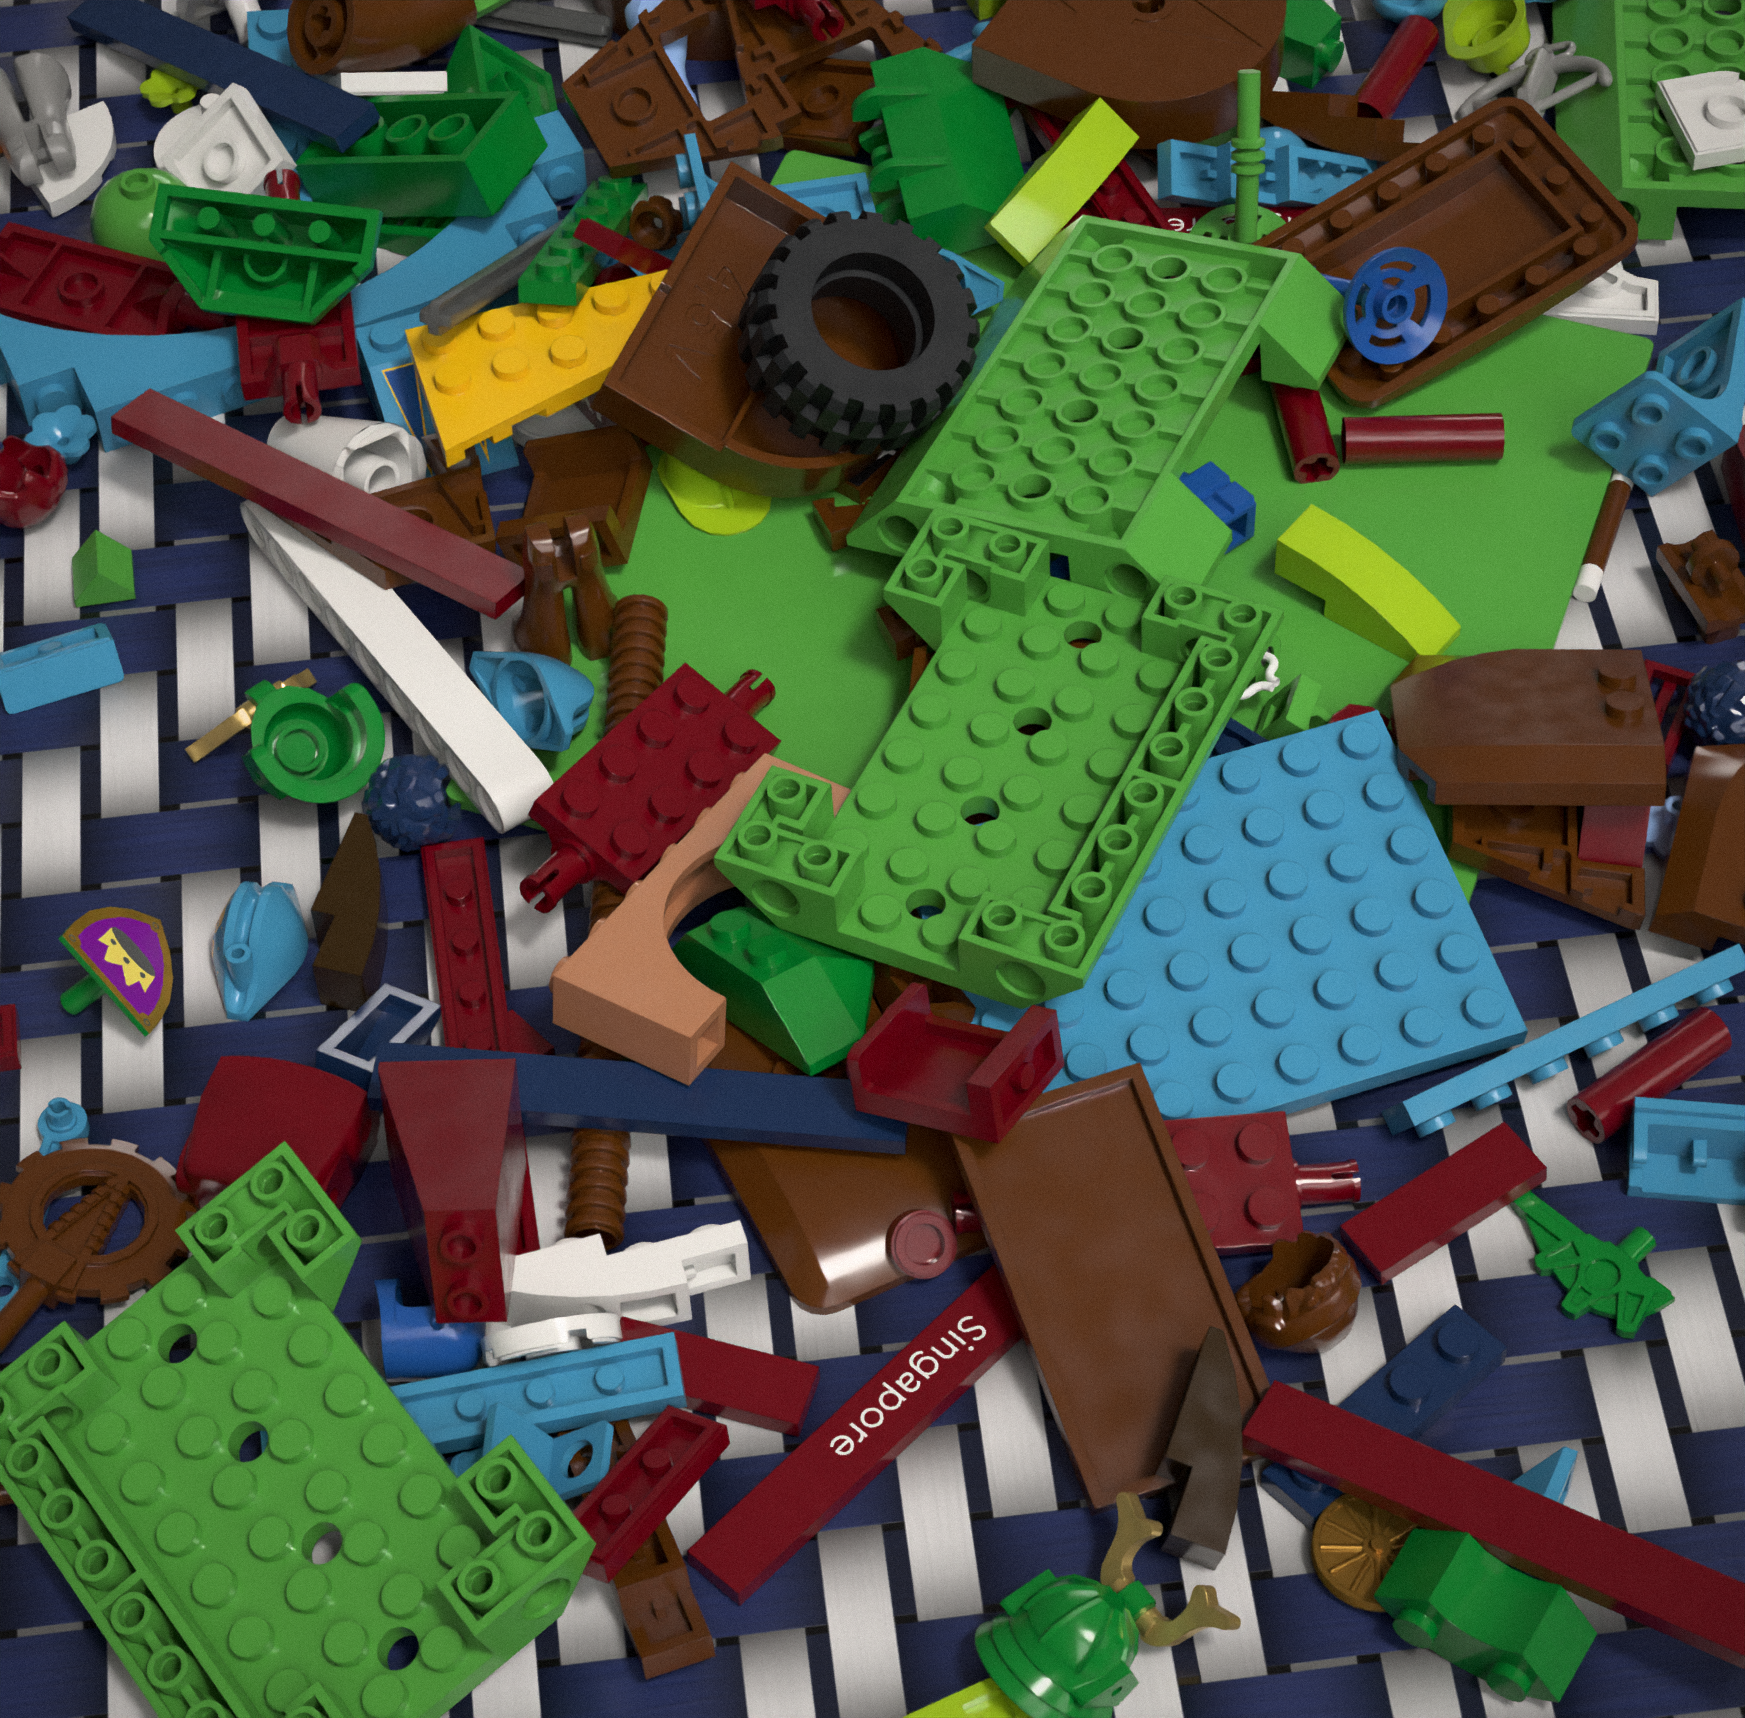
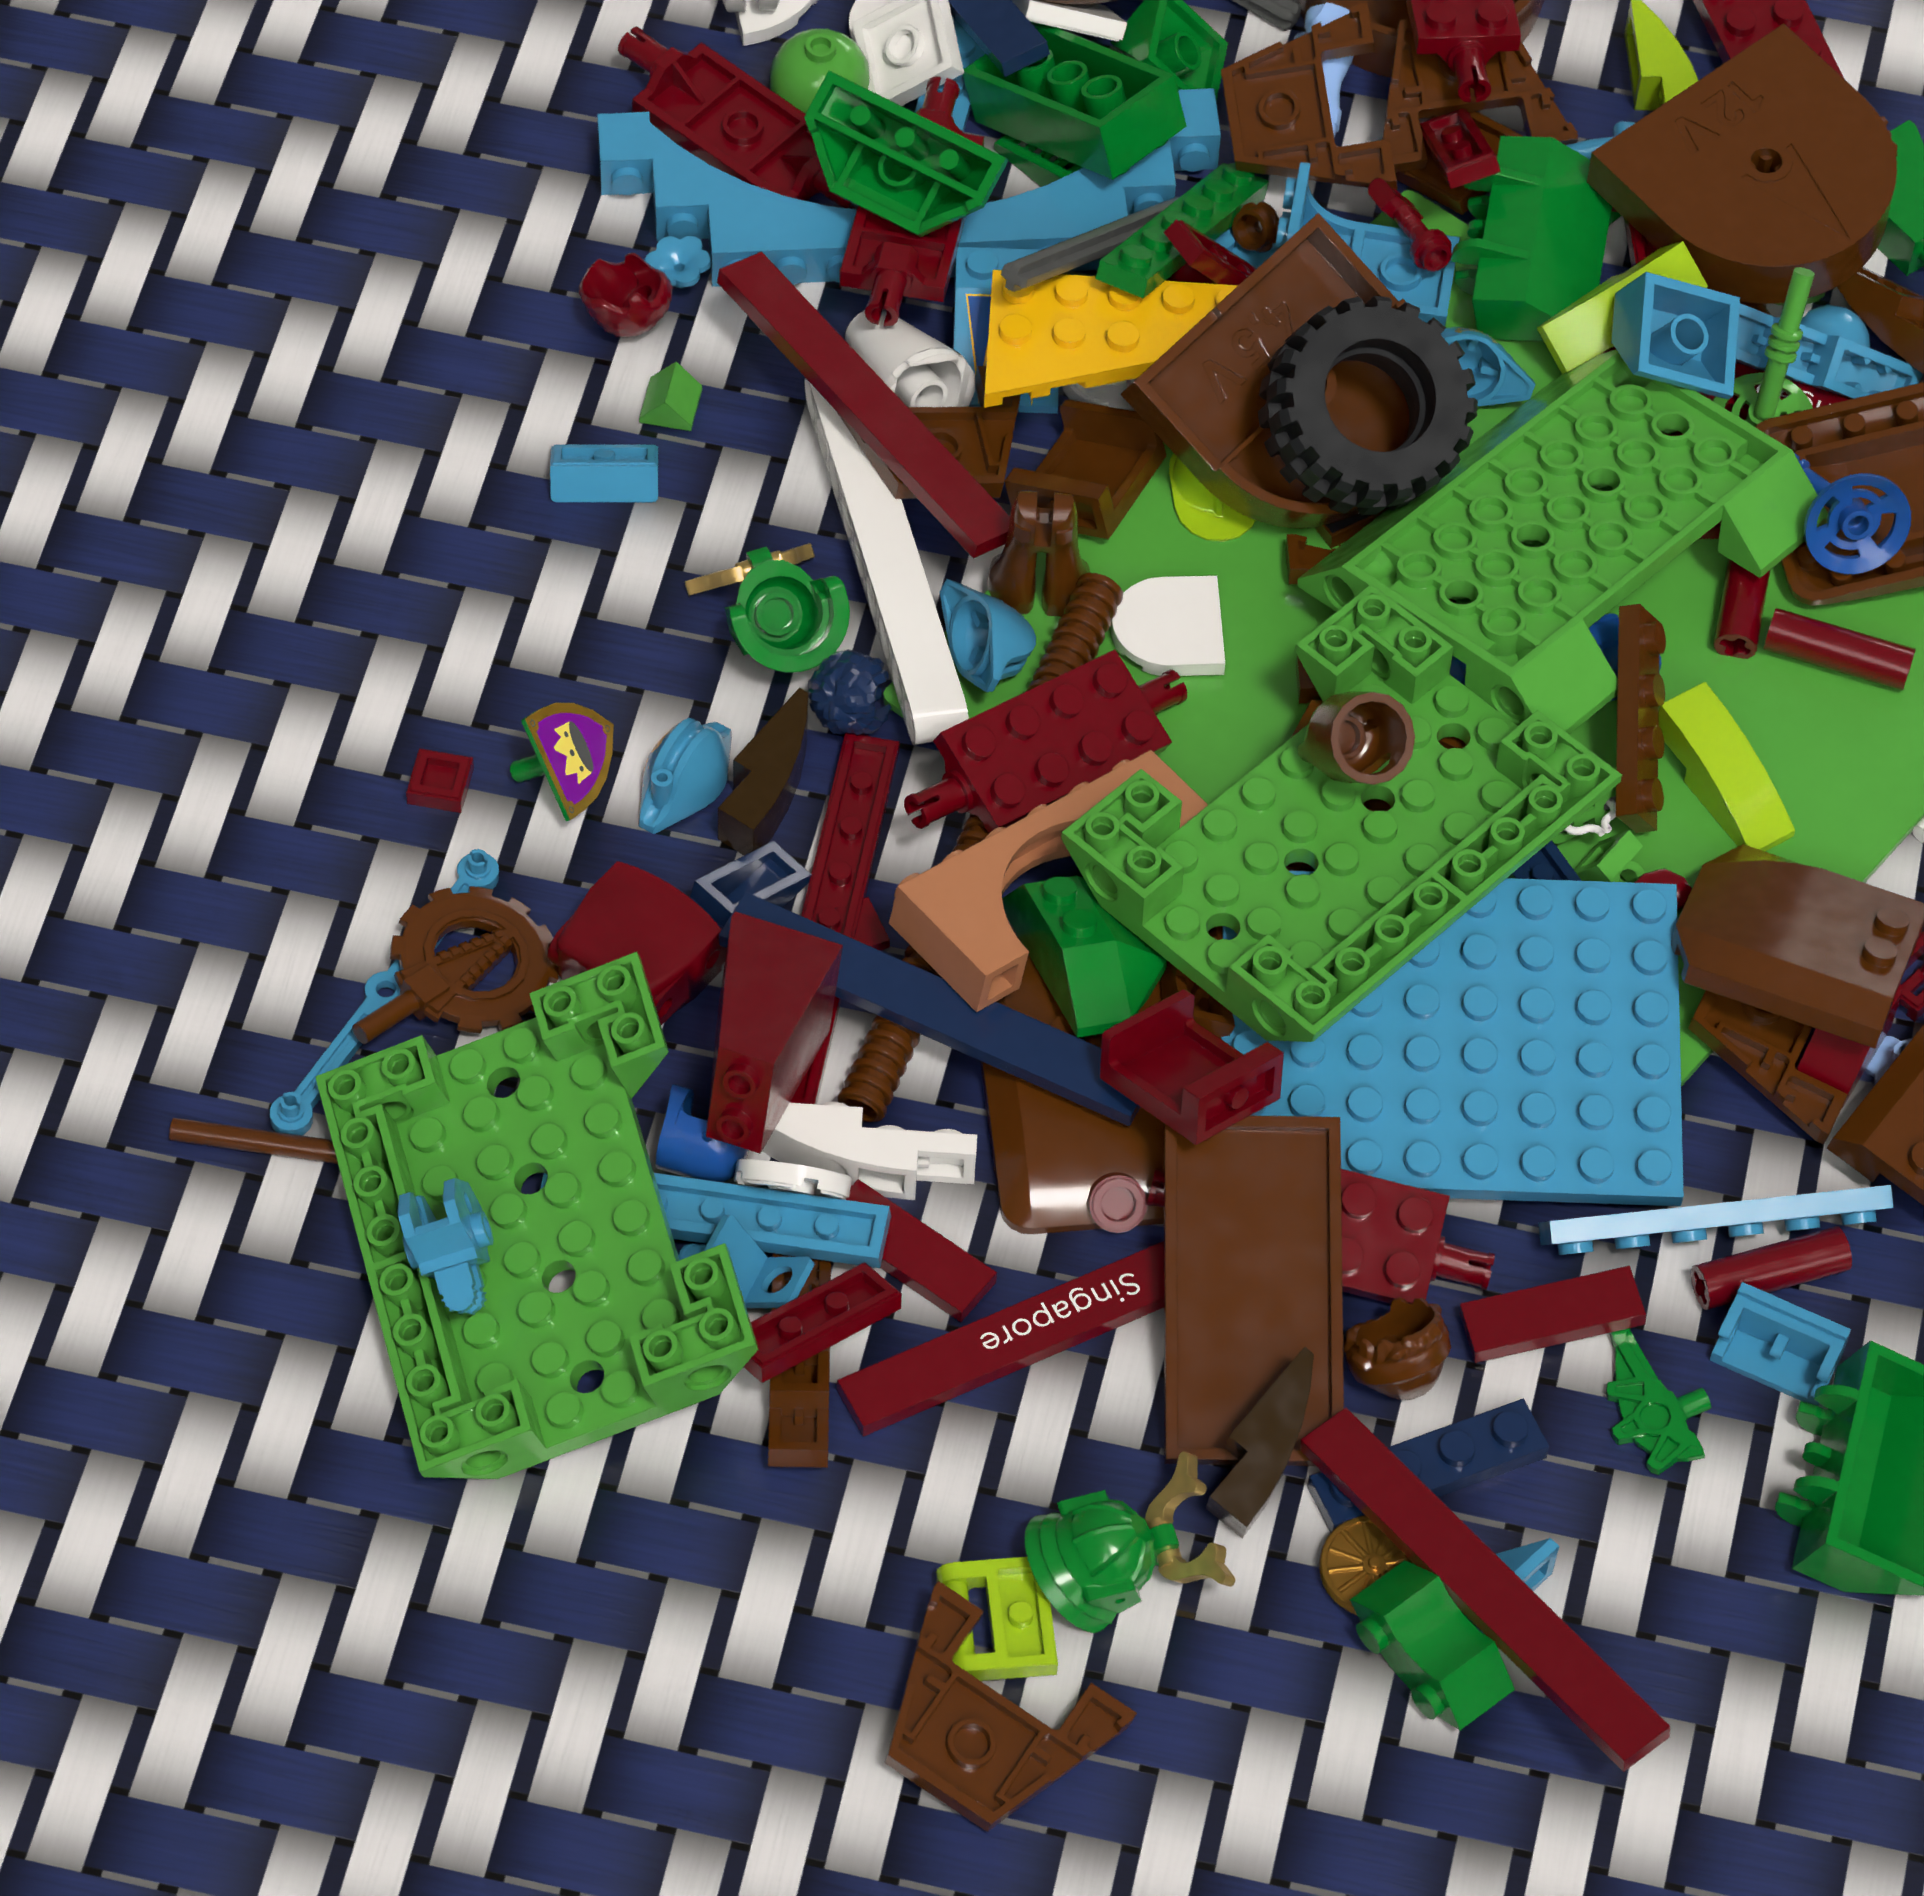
camera: 15 degrees right, 5 degrees up
(183, 1552) = (449, 1246): none -> dark azure hinge
(730, 628) = (1172, 626): none -> white tile
(834, 86) = (1459, 148): none -> dark red tile
(842, 186) = (1429, 247): none -> dark red hinge
(992, 653) = (1357, 735): none -> piece
(1133, 180) = (1678, 333): none -> dark azure slope
(1254, 537) = (1638, 734): none -> reddish brown plate

